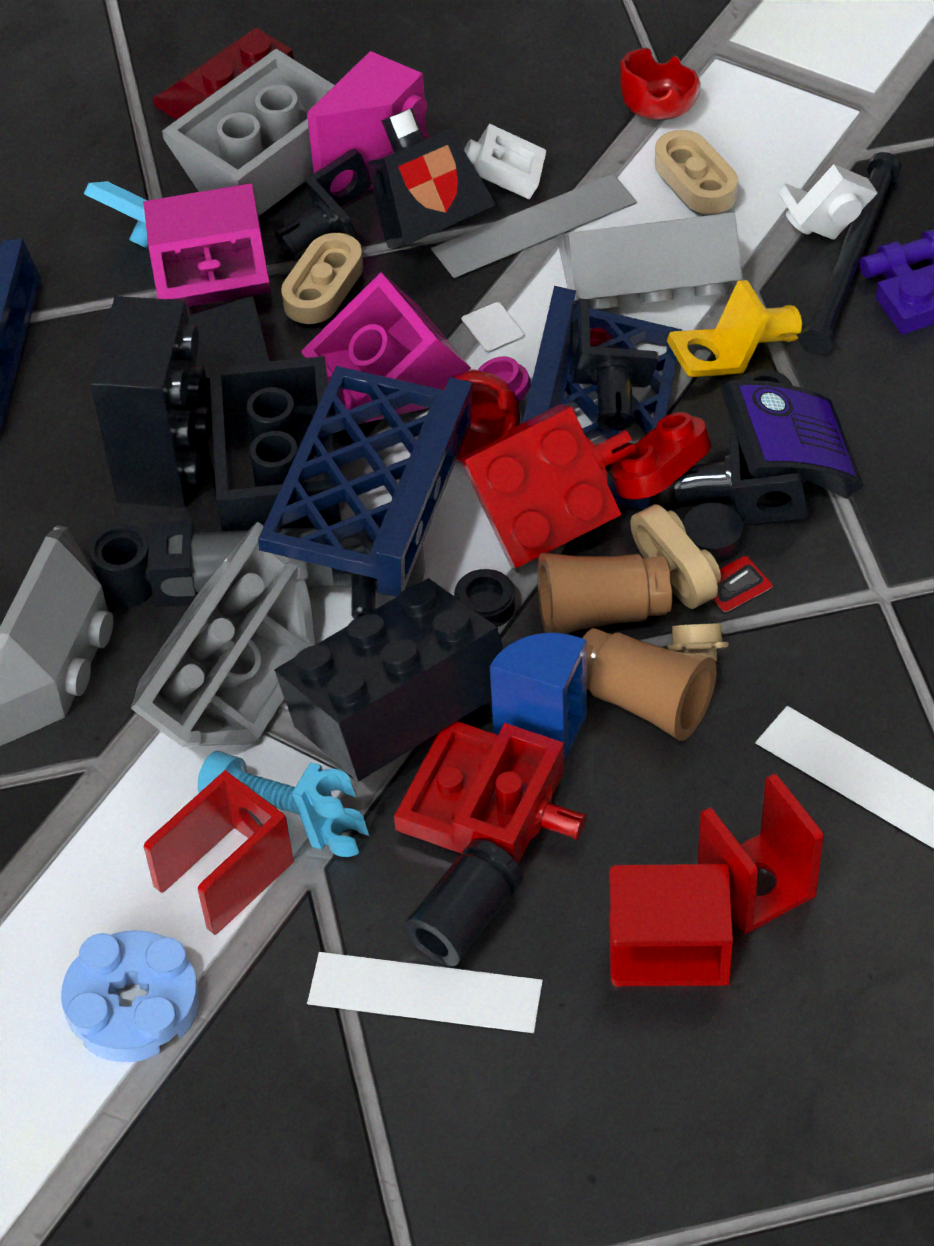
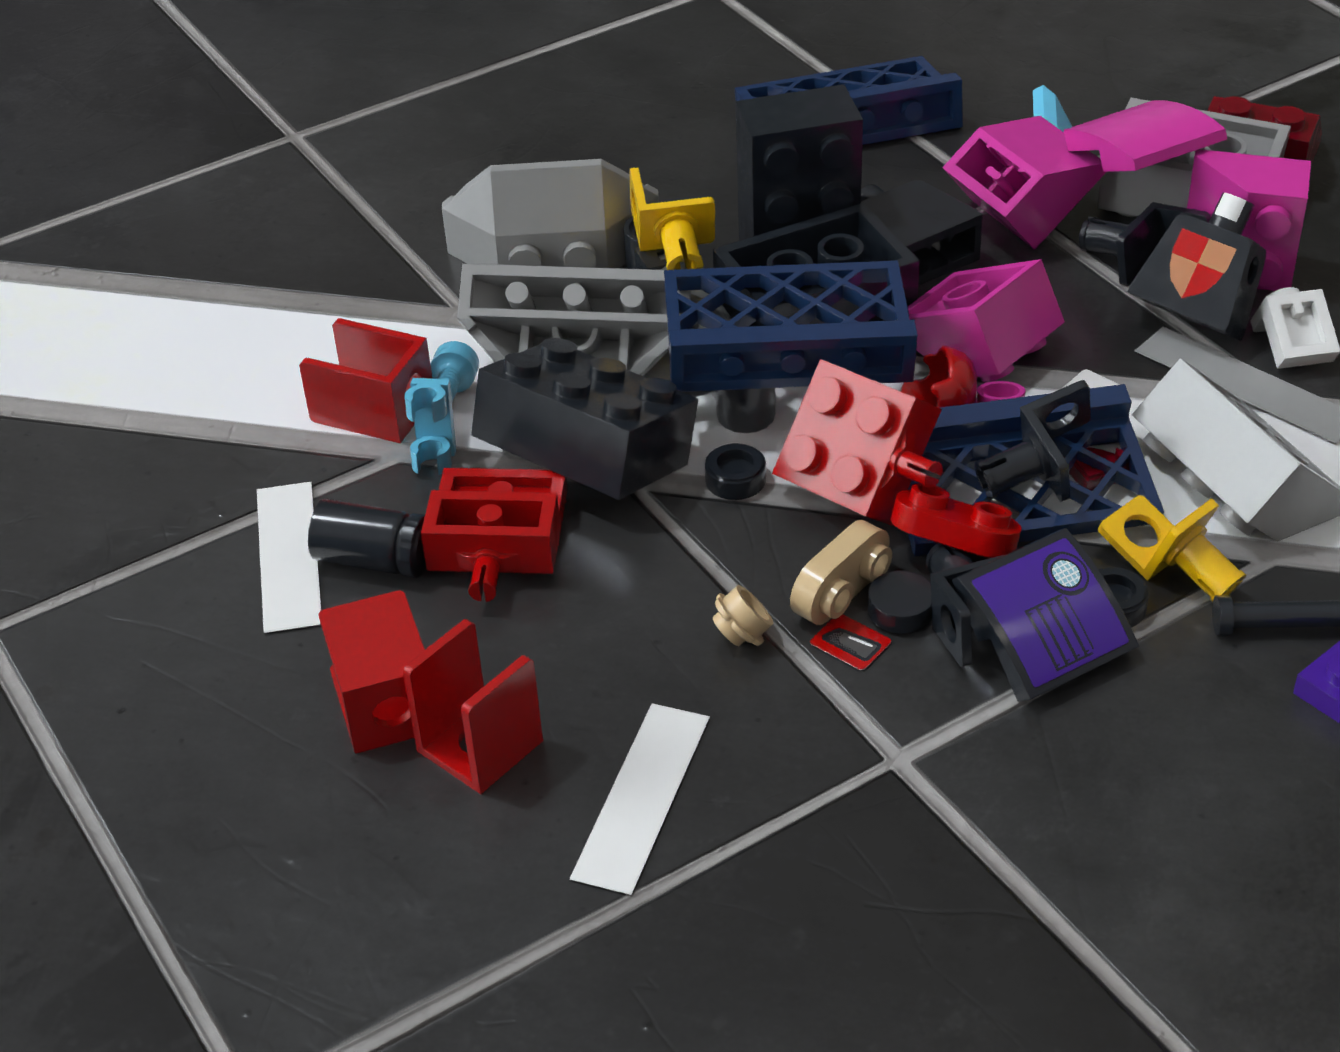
camera: 70 degrees right, 10 degrees down
(122, 960) = (207, 373): light blue plate -> none
(170, 520) = (672, 225): none -> yellow bracket
(260, 134) = (1145, 135): none -> dark pink slope
(322, 278) = (1068, 261): tan plate -> none
(541, 686) = (599, 508): blue brick -> none
(601, 590) = (758, 522): medium nougat plant -> none
(650, 681) = (665, 597): medium nougat plant -> none

